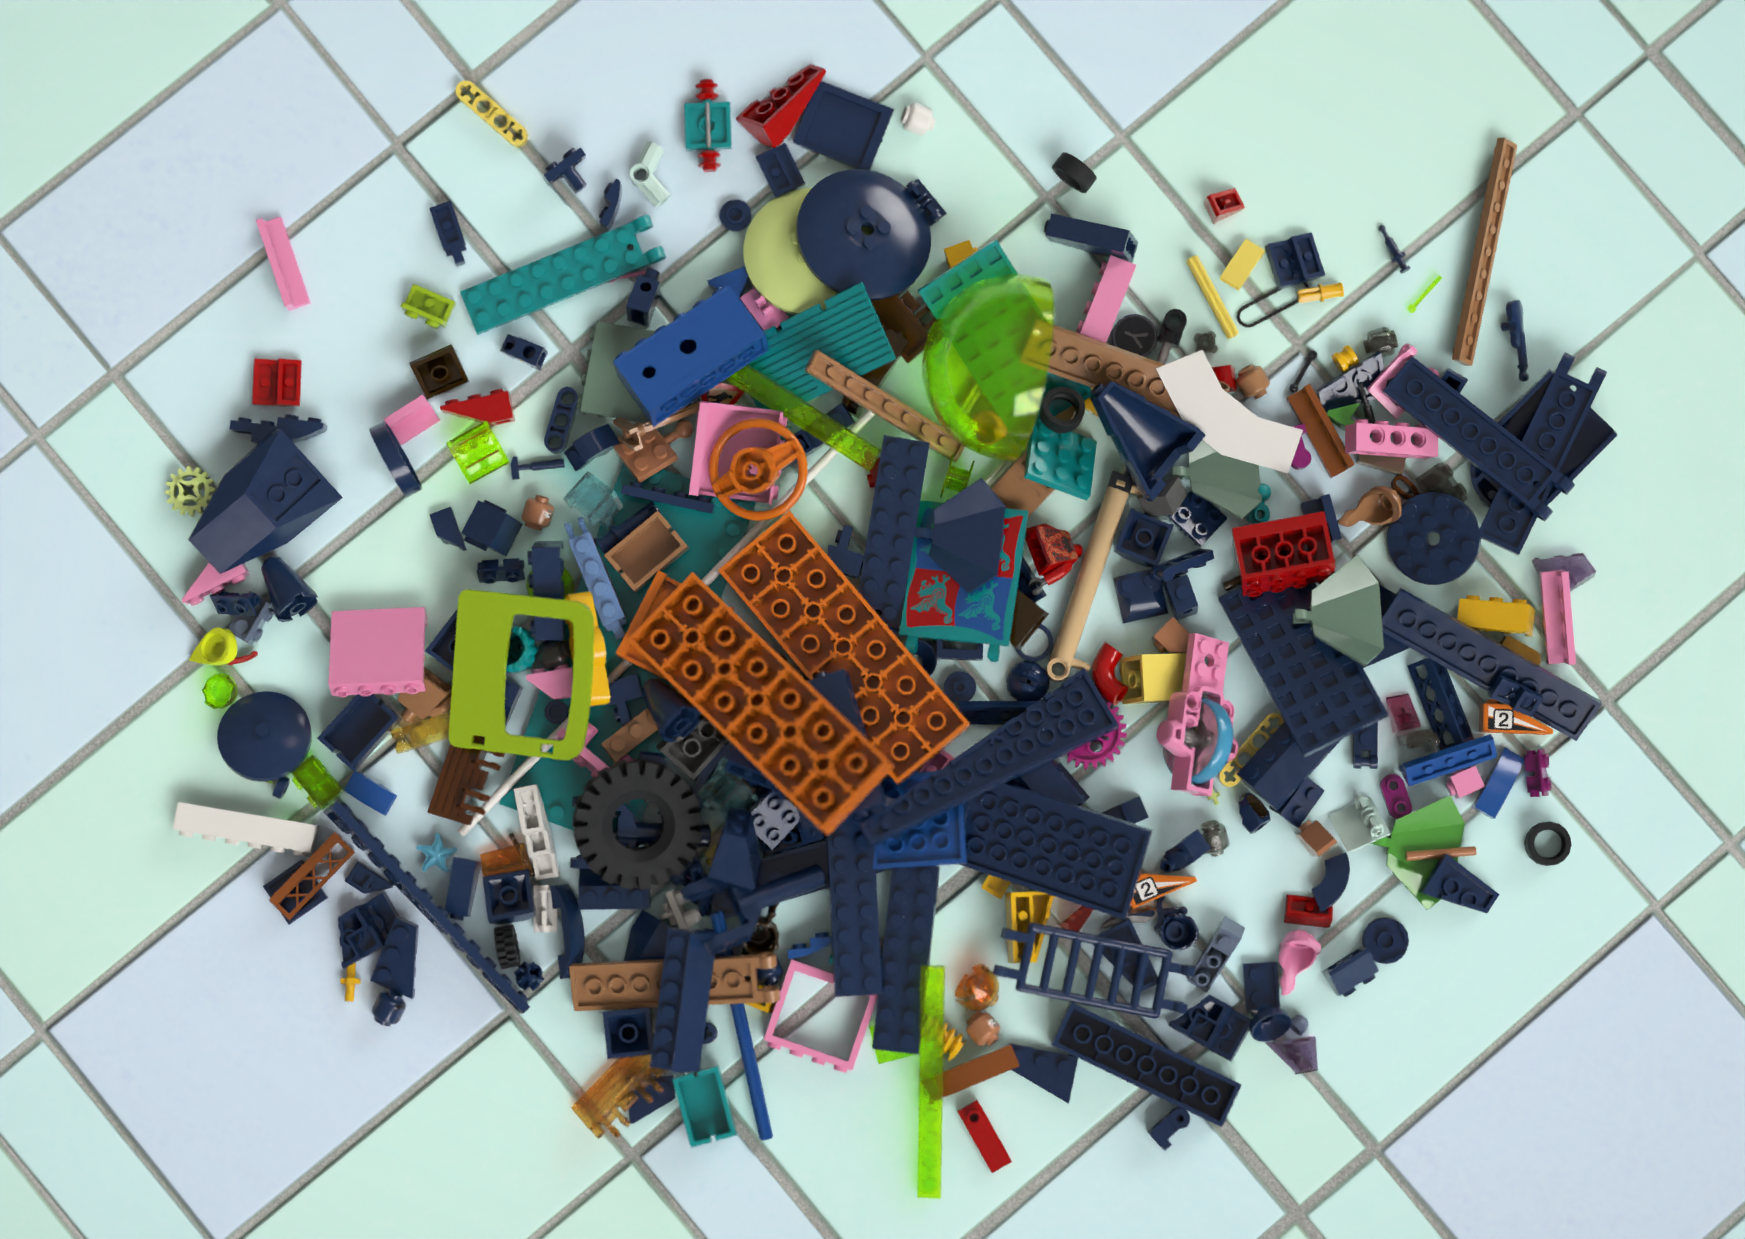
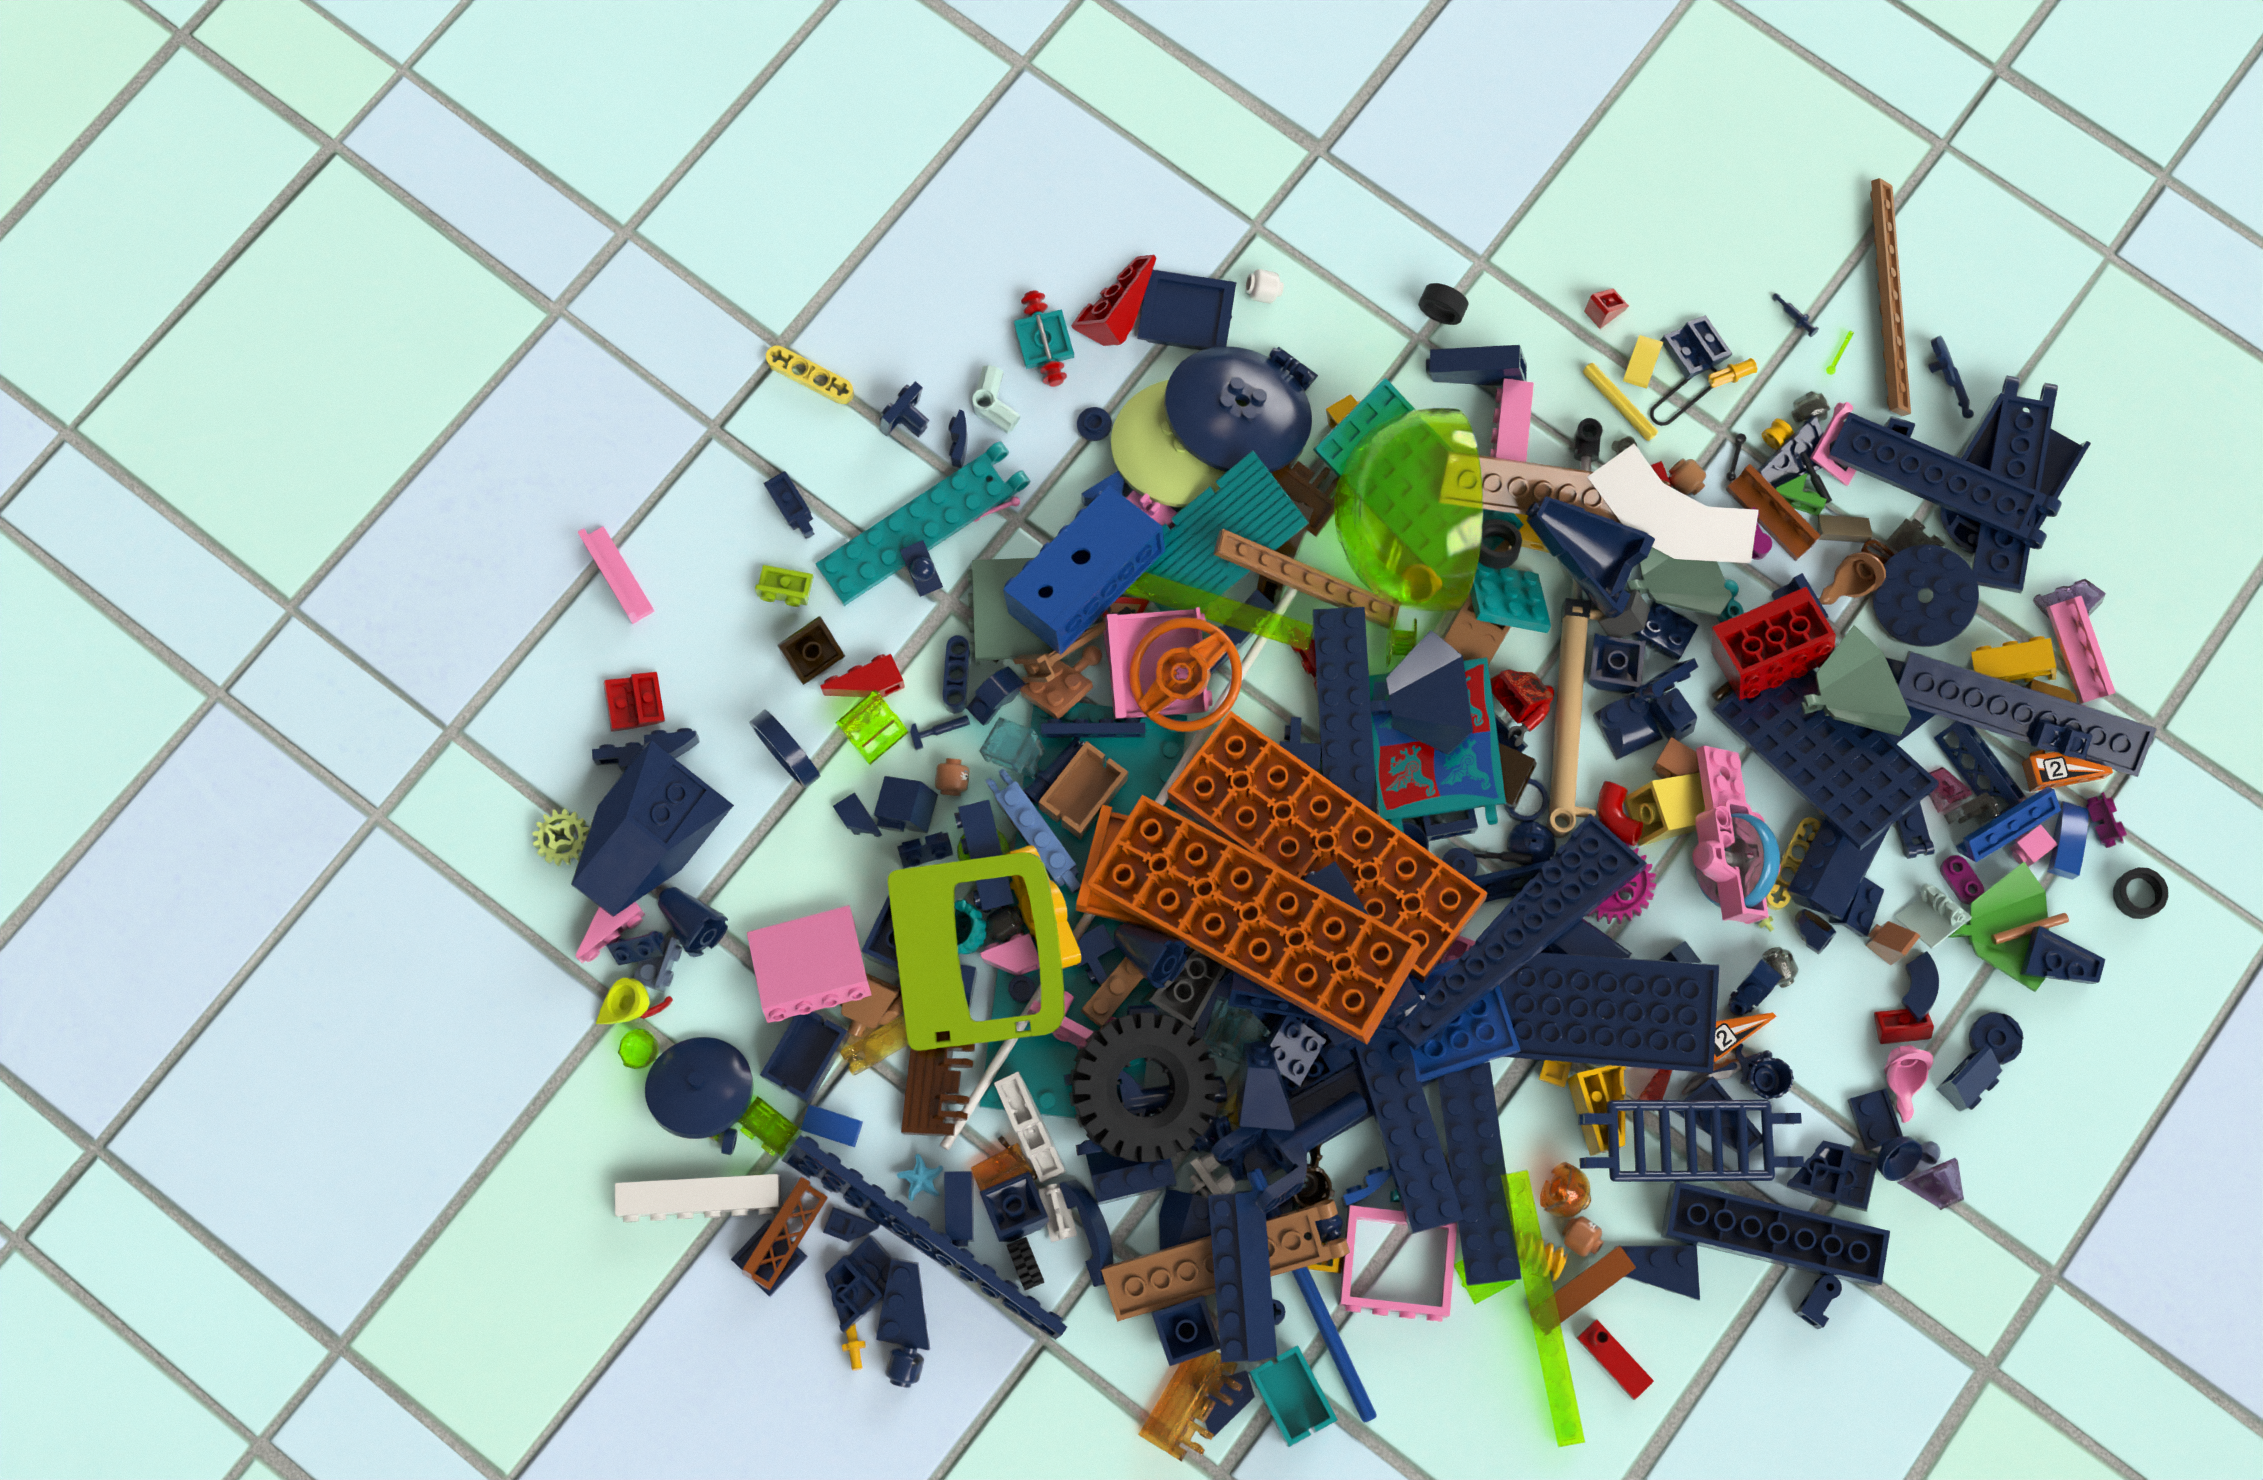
camera: 15 degrees left, 10 degrees down
(412, 419) = (794, 706): bright pink panel -> none
(524, 351) = (899, 610): dark blue leg -> none
(529, 976) = (1057, 1292): dark blue gear -> none
(551, 317) = (921, 568): none -> dark blue tile
(644, 298) = (1017, 527): dark blue torso -> none
(780, 170) = (1131, 368): dark blue plate -> none
(1000, 688) = (1505, 856): none -> black piece
(1135, 334) = (1550, 451): black tile -> none
(1217, 953) = (1818, 1093): sand blue slope -> none
(1359, 442) = (1851, 503): bright pink brick -> none

